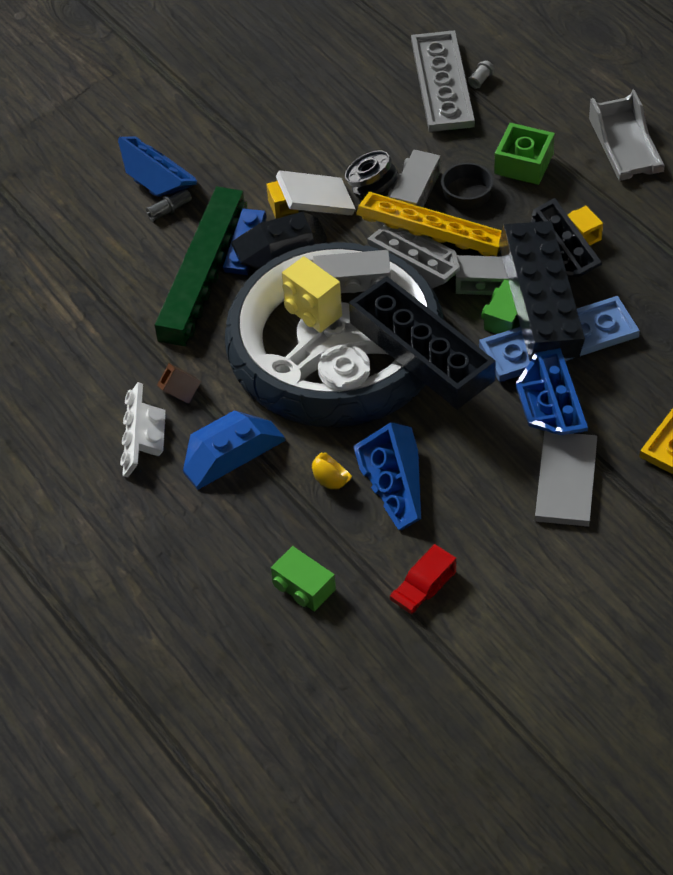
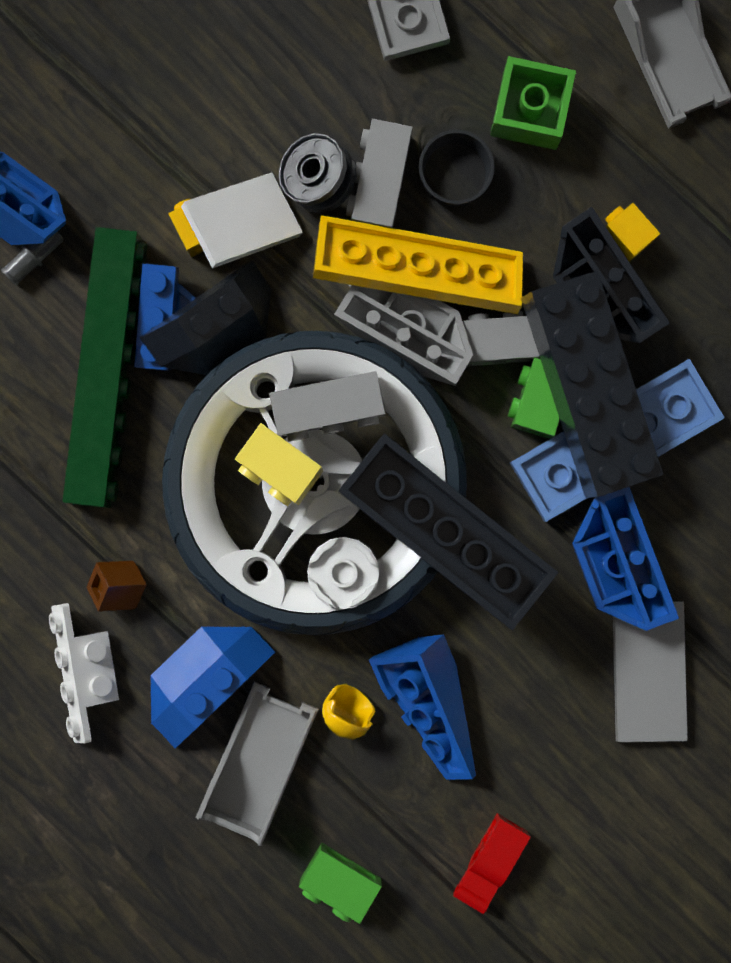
camera: 15 degrees left, 35 degrees up
(253, 503) = (257, 764): none -> light grey piece

